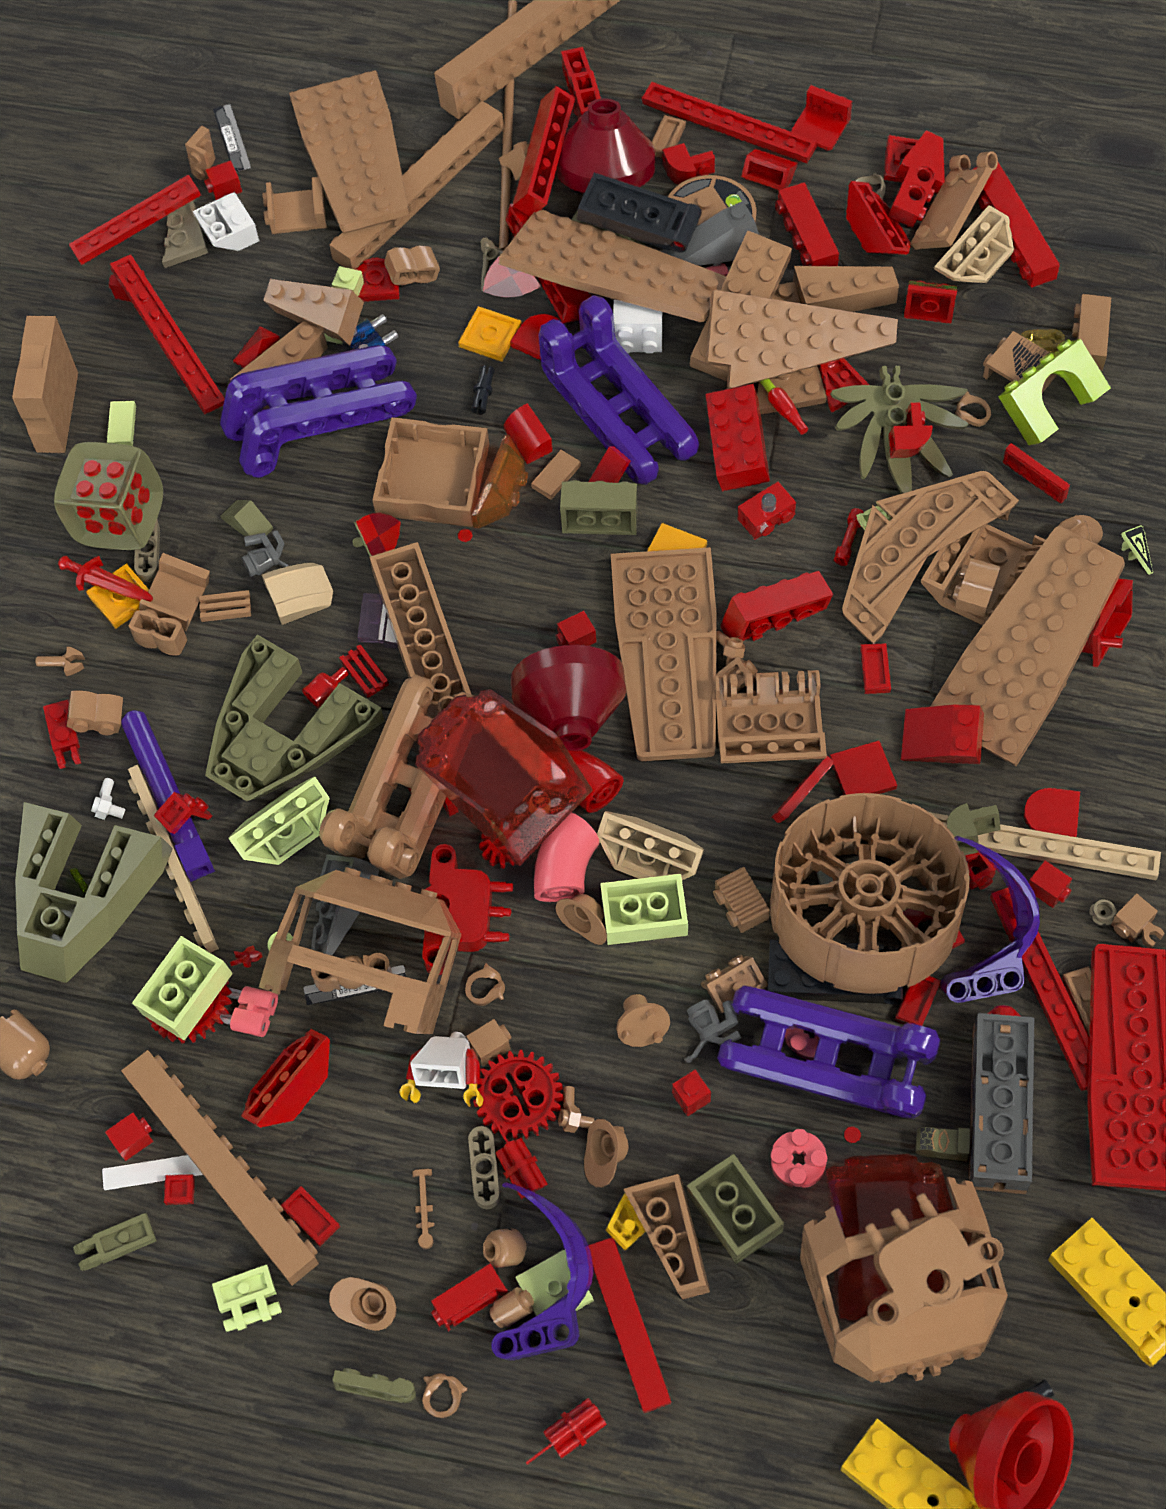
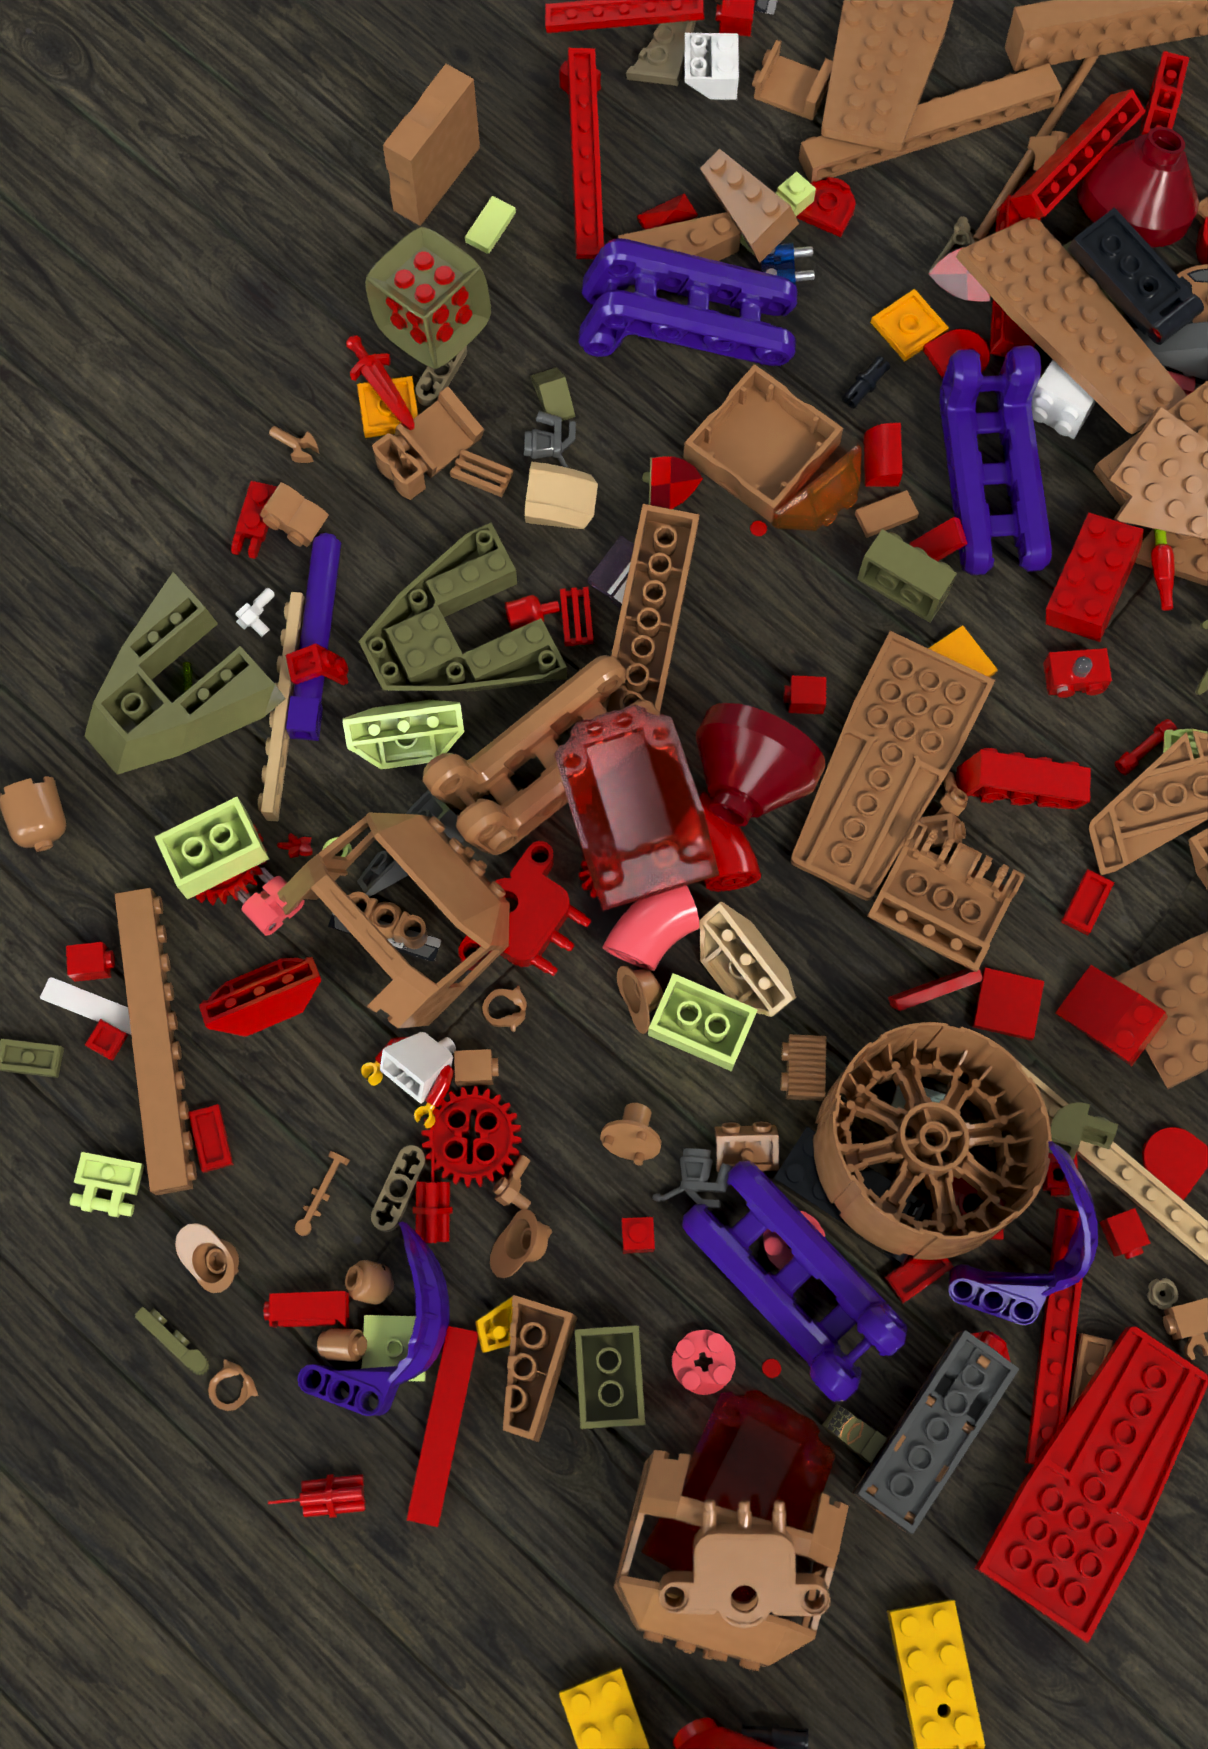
camera: 25 degrees right, 10 degrees up
(411, 265) = (872, 208): medium nougat brick -> none

